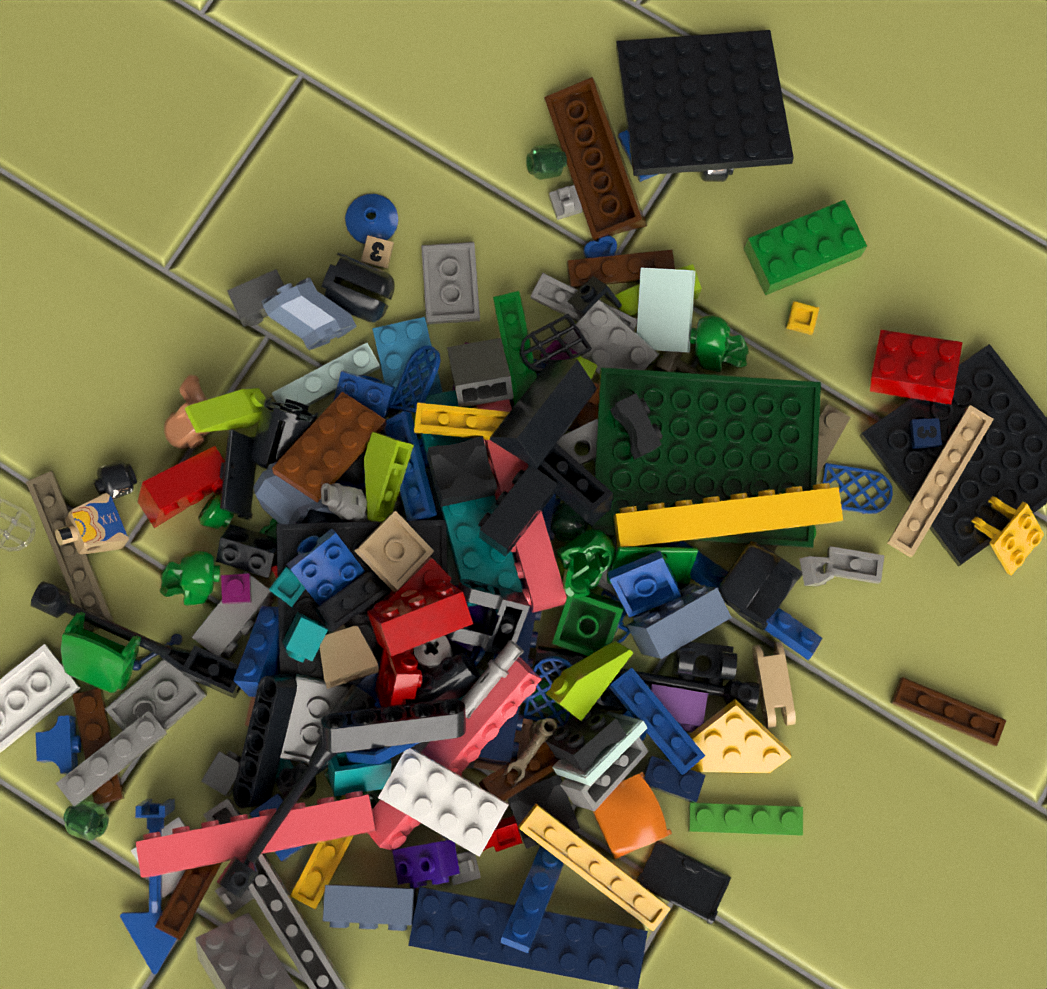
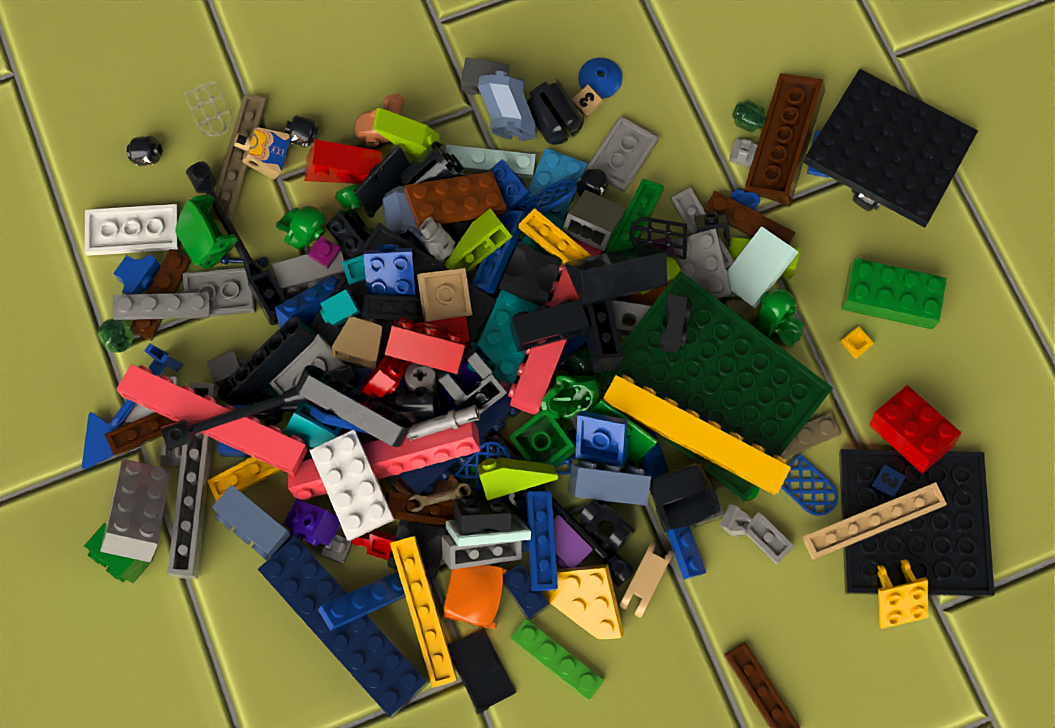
camera: 40 degrees right, 5 degrees down
(444, 333) = (592, 181): none -> black head

